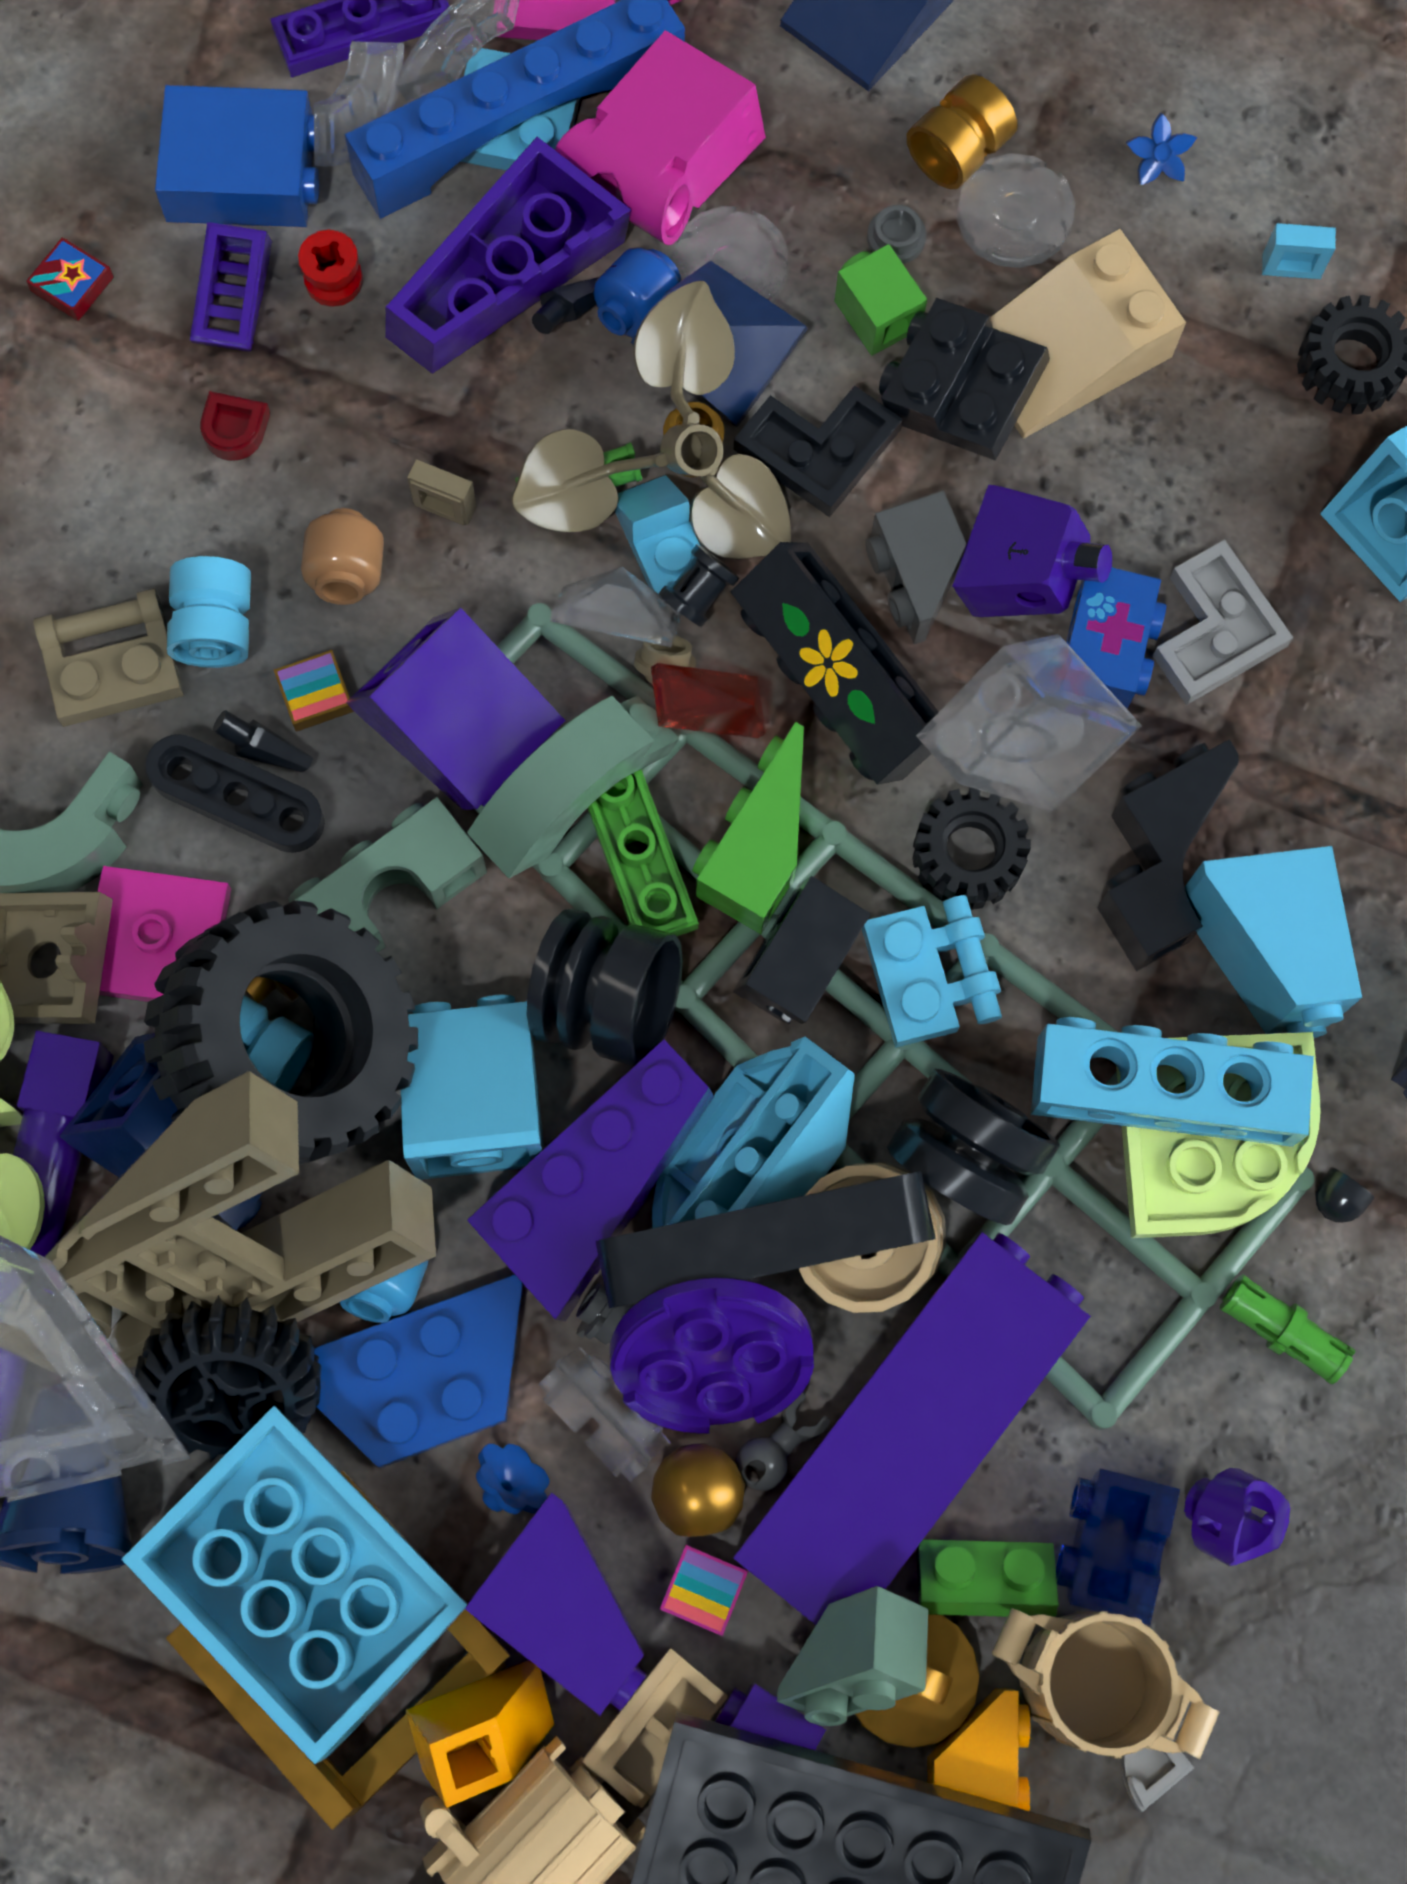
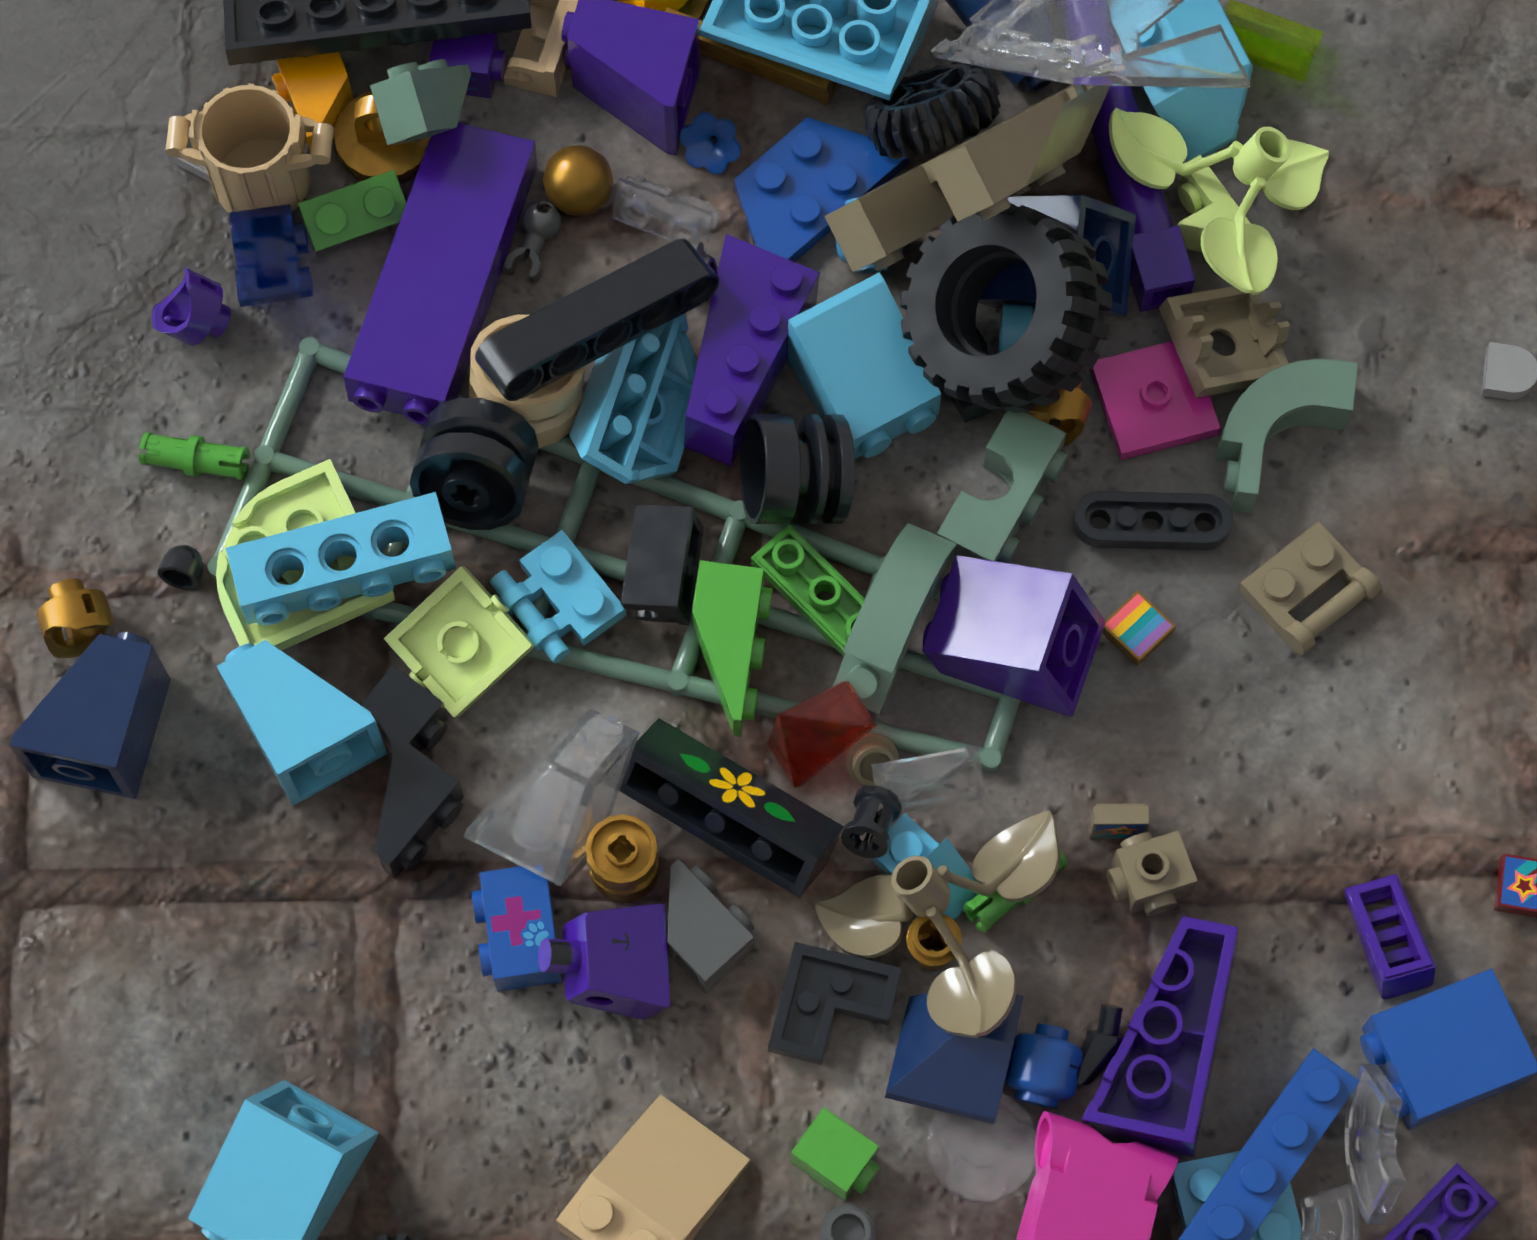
camera: 160 degrees right, 5 degrees down
(209, 612) = (1250, 649): medium azure wheel -> none
(233, 425) = (1321, 818): dark red tile -> none
(260, 743) = (1156, 570): black bar -> none
(336, 283) = (1313, 995): red wheel -> none
(342, 556) = (1169, 733): medium nougat head -> none
(436, 422) = (1151, 873): none -> dark tan brick
(704, 1590) = (549, 128): tile -> none
(711, 1354) = (604, 249): dark purple tile -> none
(962, 378) = (732, 1104): black plate -> none
(967, 643) = (622, 858): none -> pearl gold wheel
(981, 813) = (551, 683): black tyre -> none
(1061, 961) = (459, 641): none -> yellowish green plate
(1233, 628) = (416, 982): light grey plate -> none

